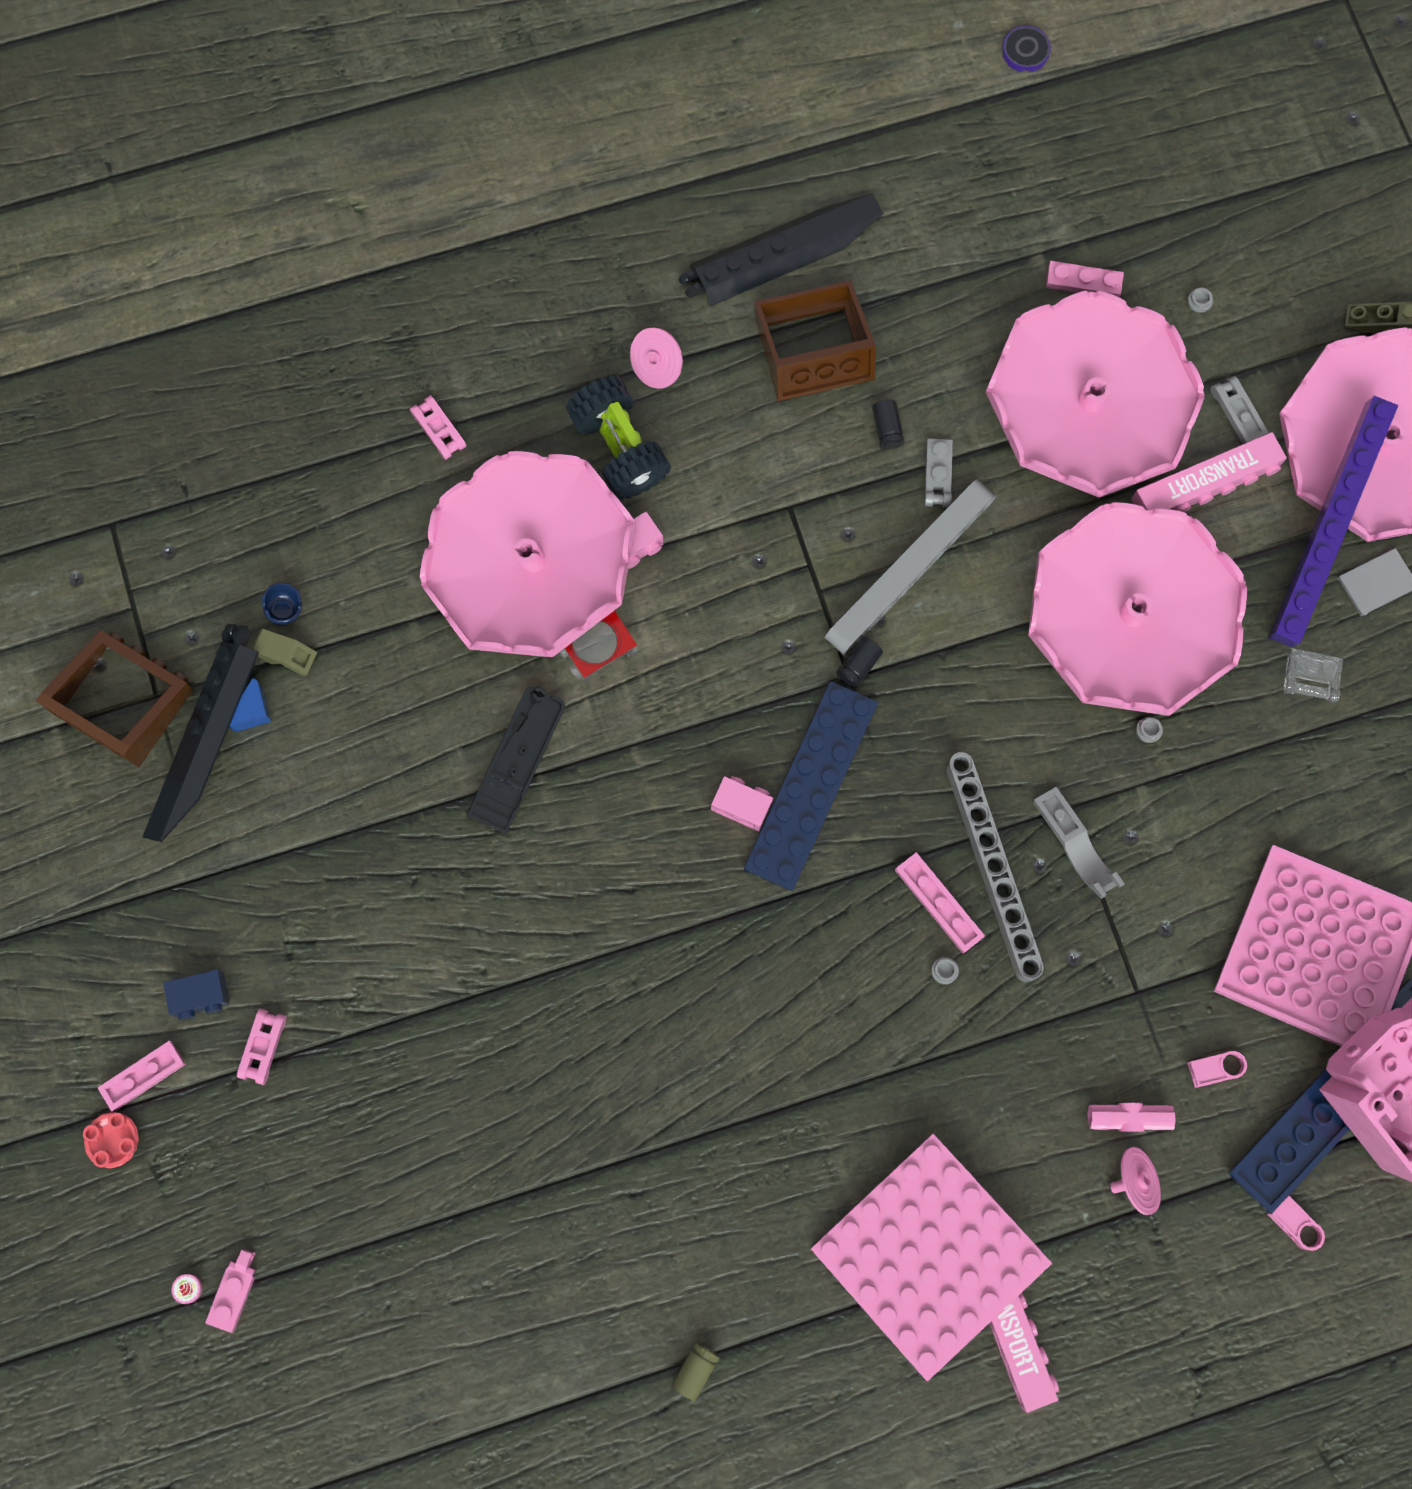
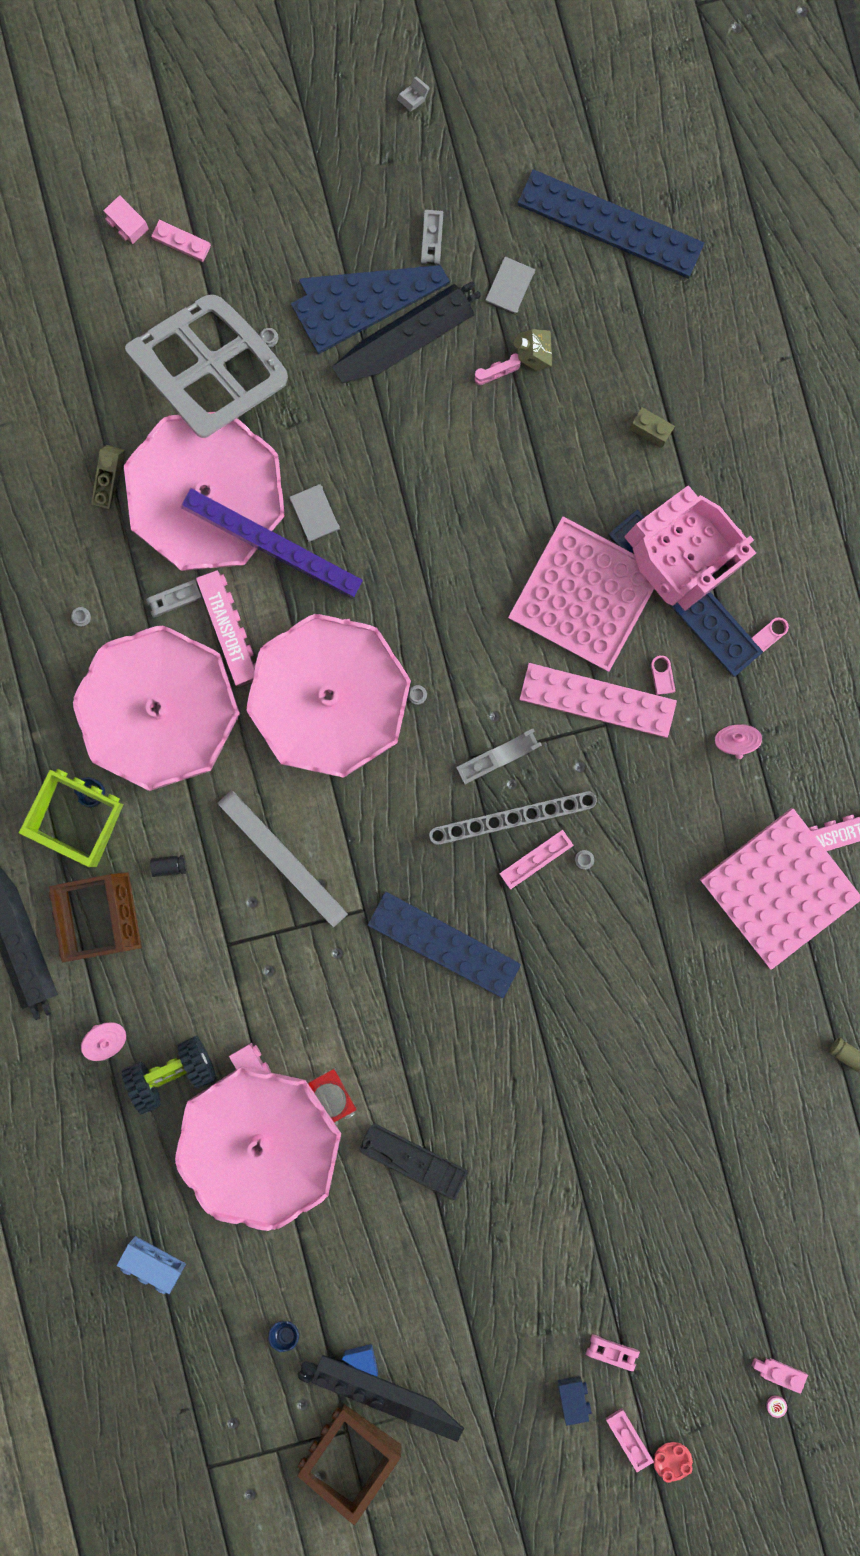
camera: 85 degrees left, 10 degrees up
(284, 650) = (320, 1335): olive slope -> none
(372, 432) = (151, 1265): none -> medium blue brick
(437, 427) = (146, 1213): bright pink plate -> none
(742, 802) = (456, 997): bright pink brick -> none
(859, 662) = (354, 902): black piece -> none
(938, 472) = (208, 830): light grey plate -> none
(948, 260) = (36, 814): none -> lime windscreen
(975, 323) = (86, 800): none -> dark blue hair
(1083, 278) = (57, 703): bright pink plate -> none
(1131, 1117) = (693, 740): bright pink piece -> none
(1170, 979) = (598, 700): none -> bright pink plate
(1315, 668) = (377, 570): clear plate -> none

